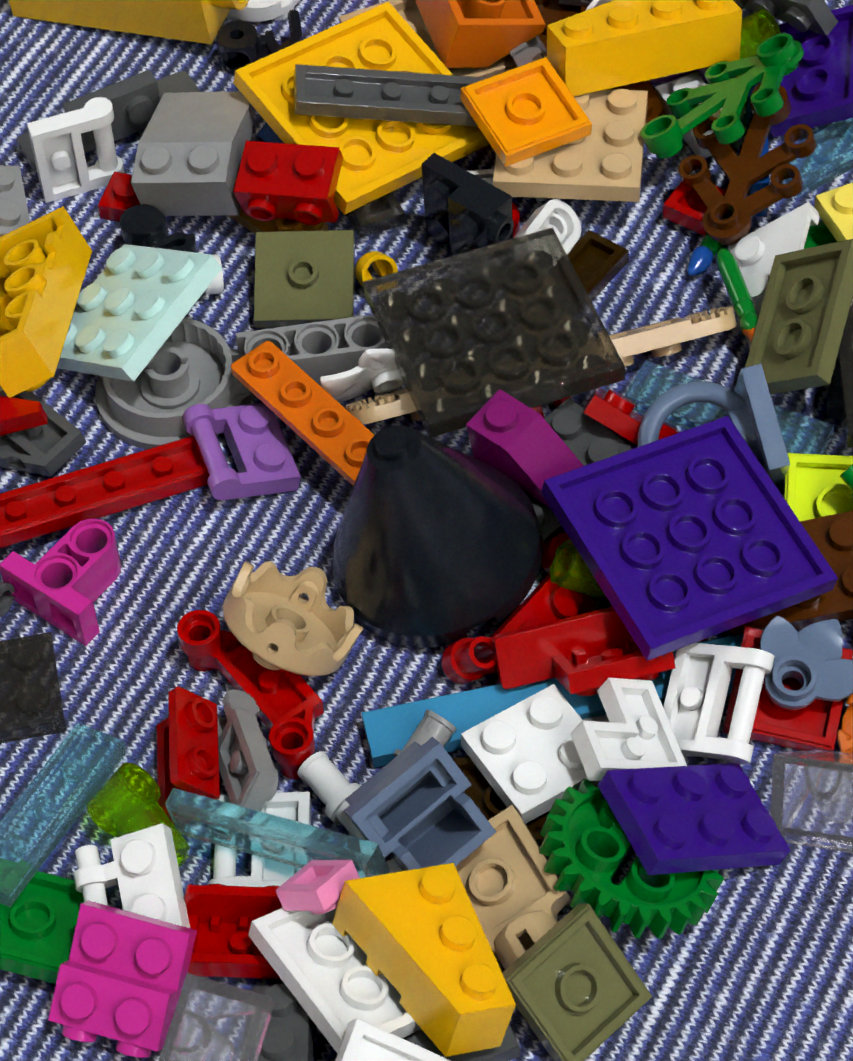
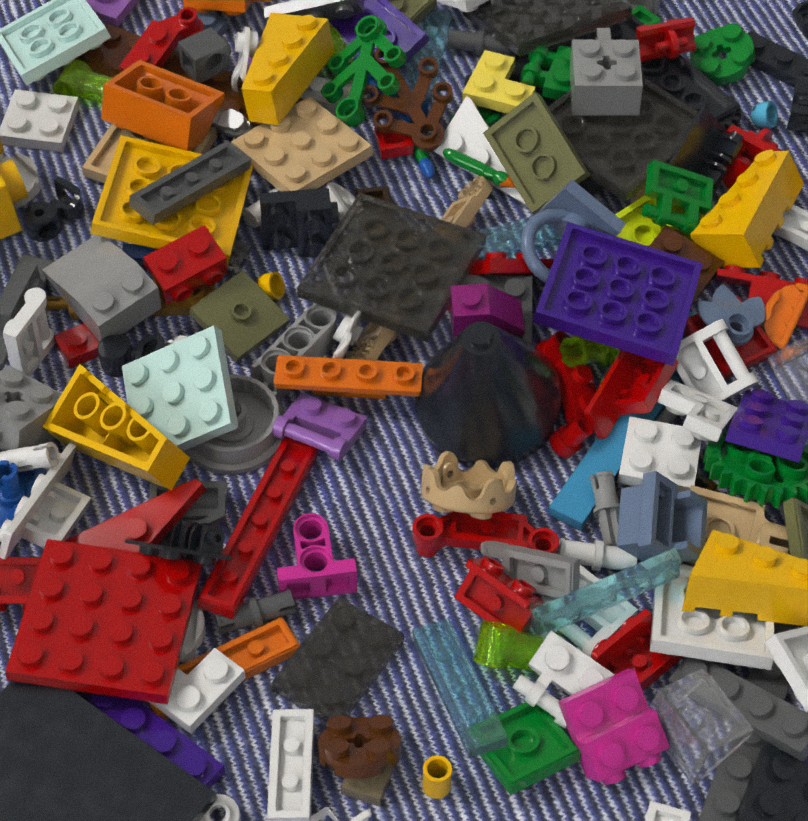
camera: 50 degrees left, 0 degrees up
(316, 886) = (664, 594): bright pink plate -> none
(525, 111) = (273, 143): light orange tile -> none

